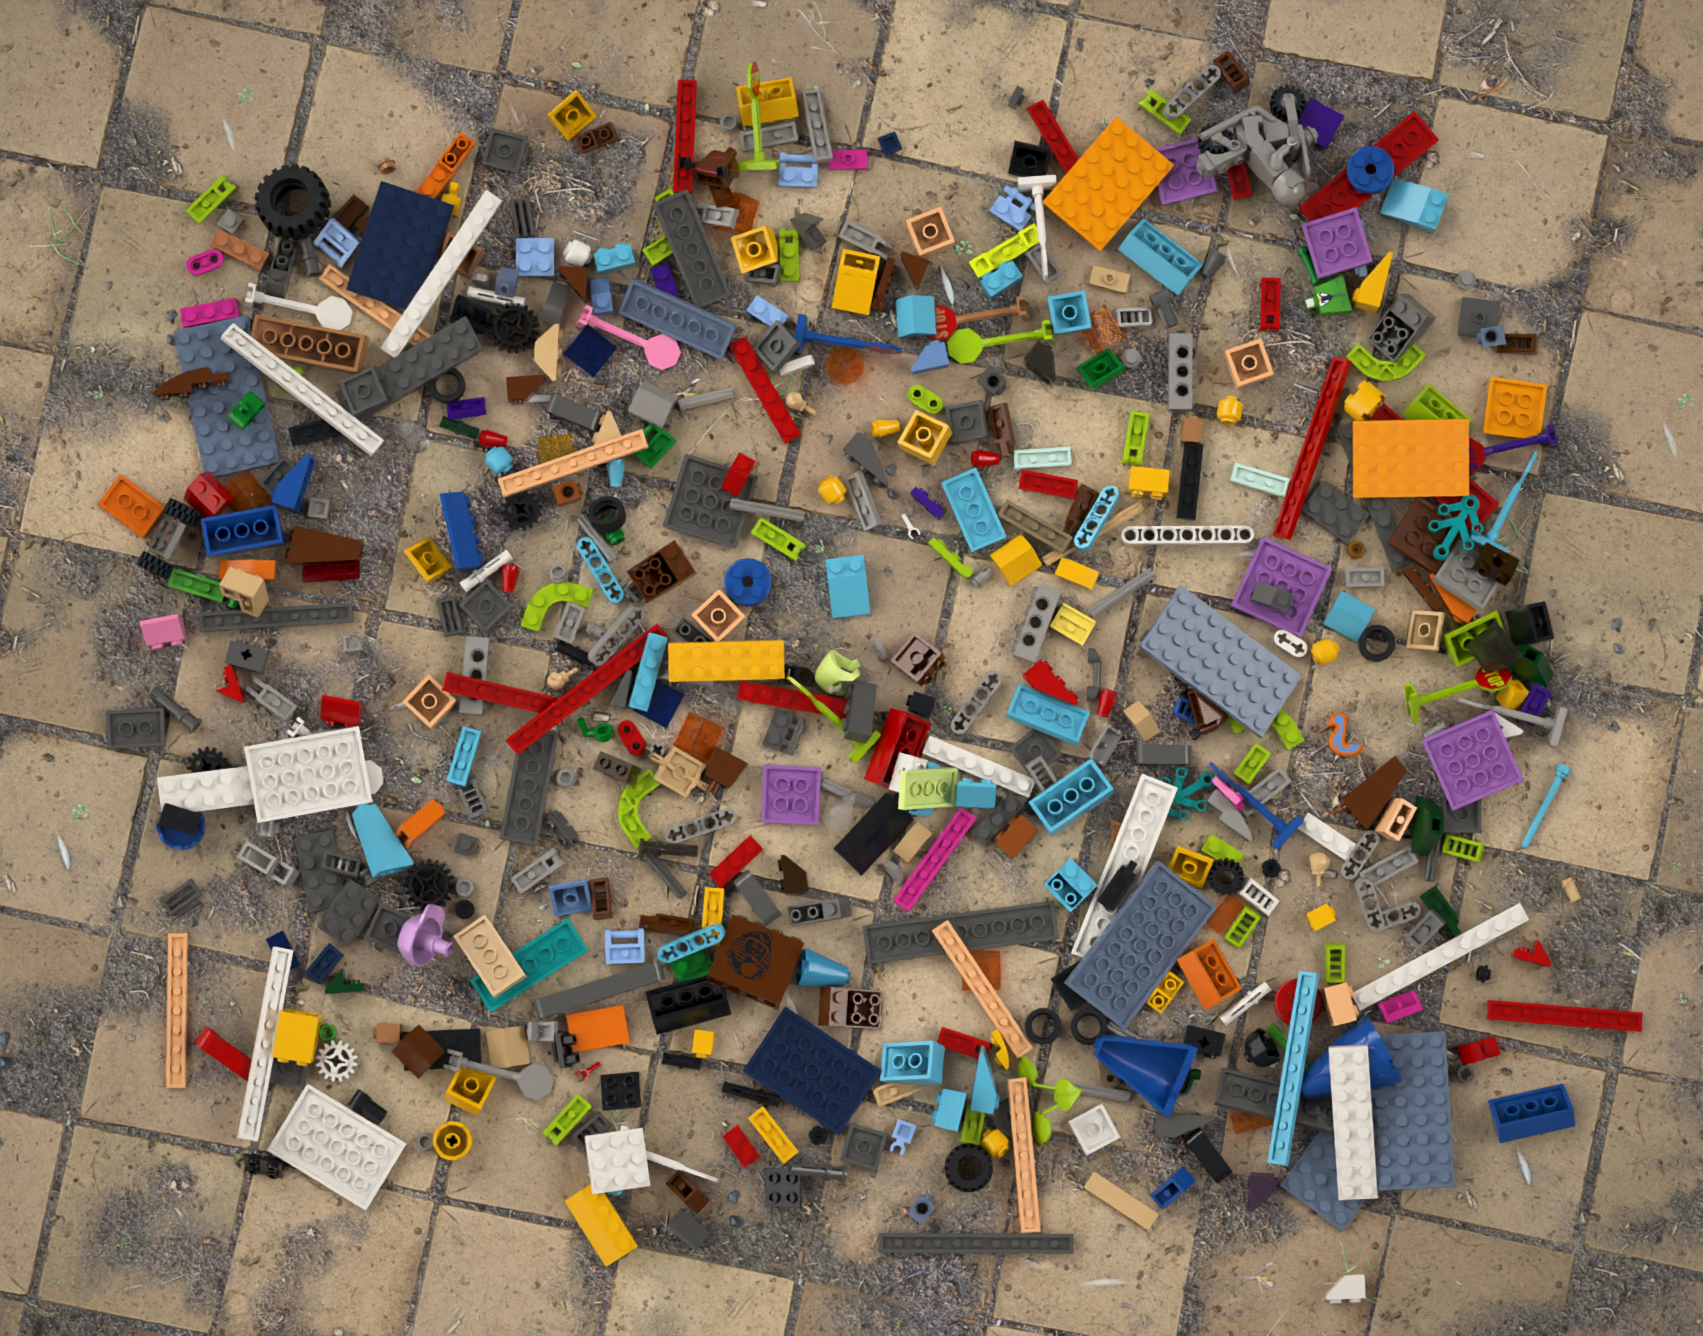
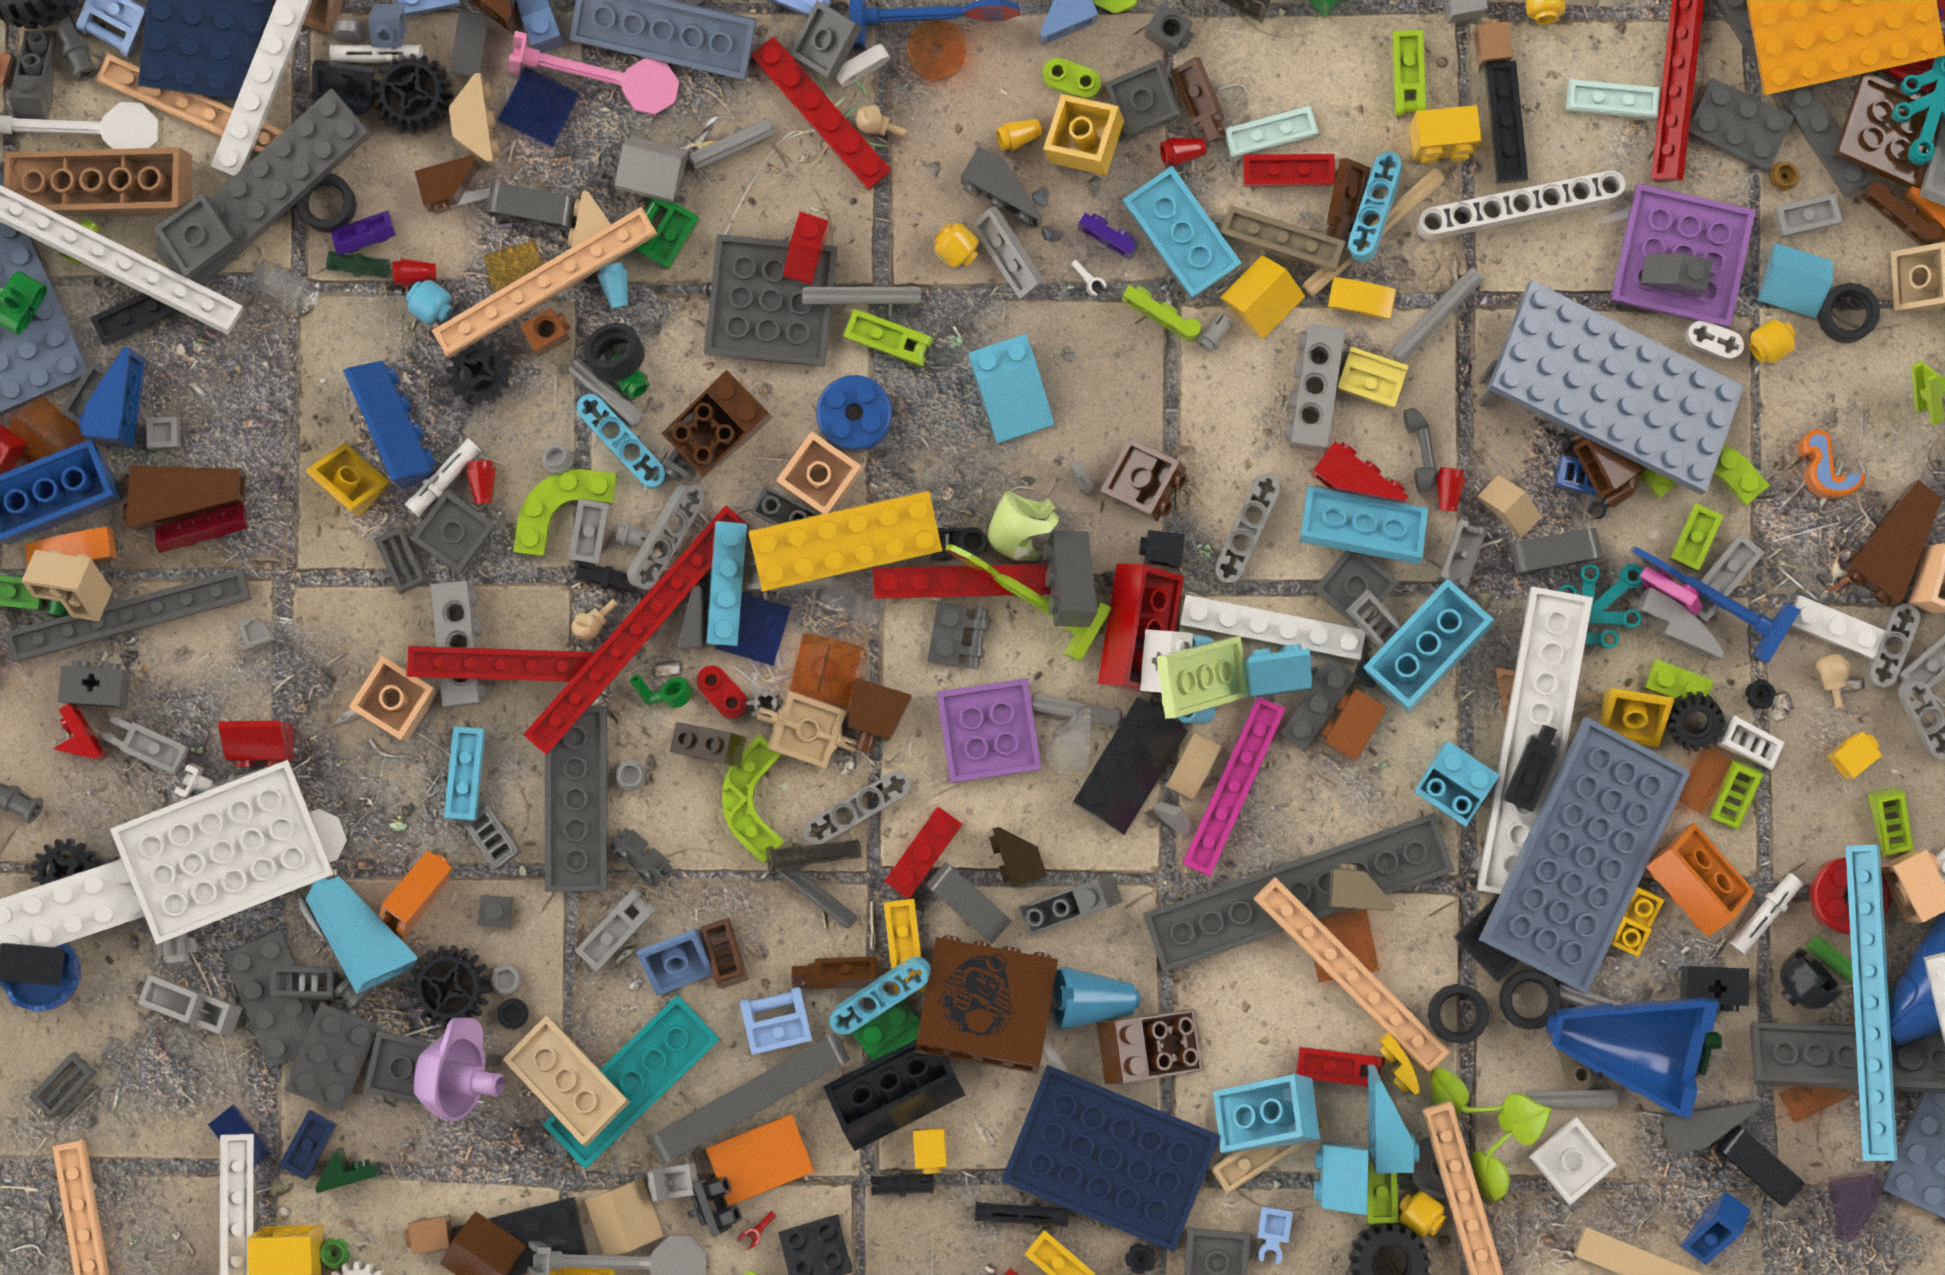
camera: 10 degrees left, 0 degrees up
(995, 938) = (1356, 890): none -> dark tan slope

